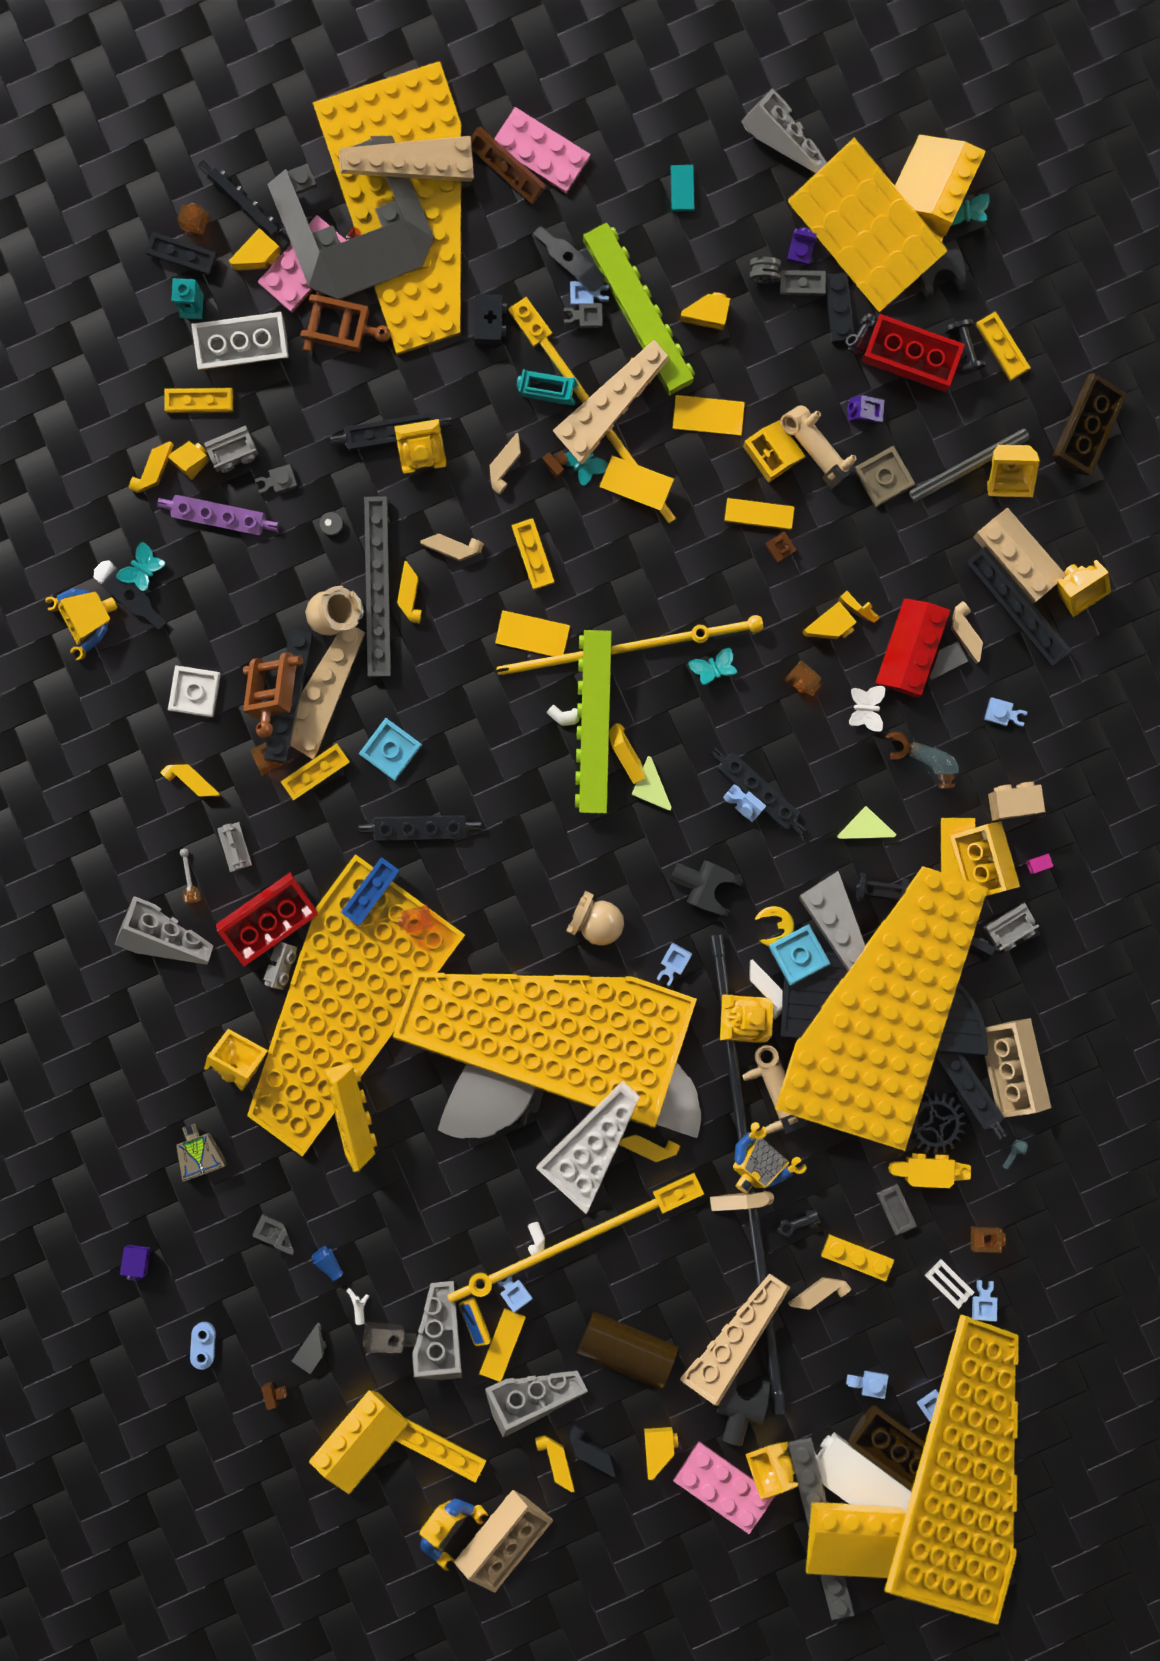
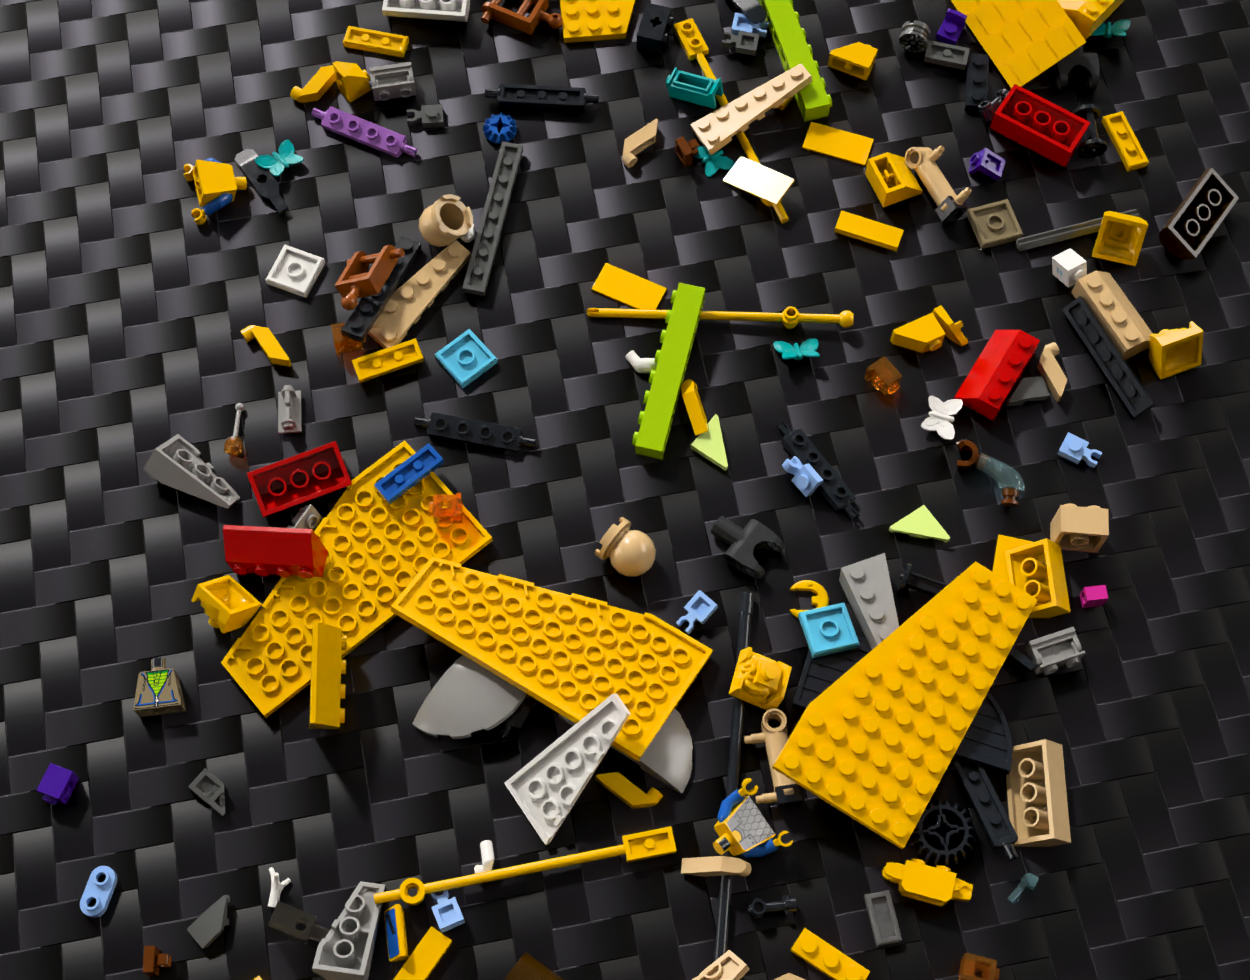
camera: 15 degrees right, 20 degrees down
(267, 1003) = (274, 551): none -> red slope
(326, 1262) = (256, 831): blue cone -> none
(331, 523) = (465, 159): dark grey tile -> none
(366, 483) = (506, 133): none -> blue gear
(408, 593) = (520, 230): yellow piece -> none
(420, 445) = (565, 110): yellow brick -> none
(452, 548) = (571, 200): tan piece -> none
(533, 554) = (646, 220): yellow plate -> none
(766, 987) = (789, 655): white piece -> none
(780, 547) = (883, 262): reddish brown tile -> none
(967, 516) = (1069, 267): none -> white brick

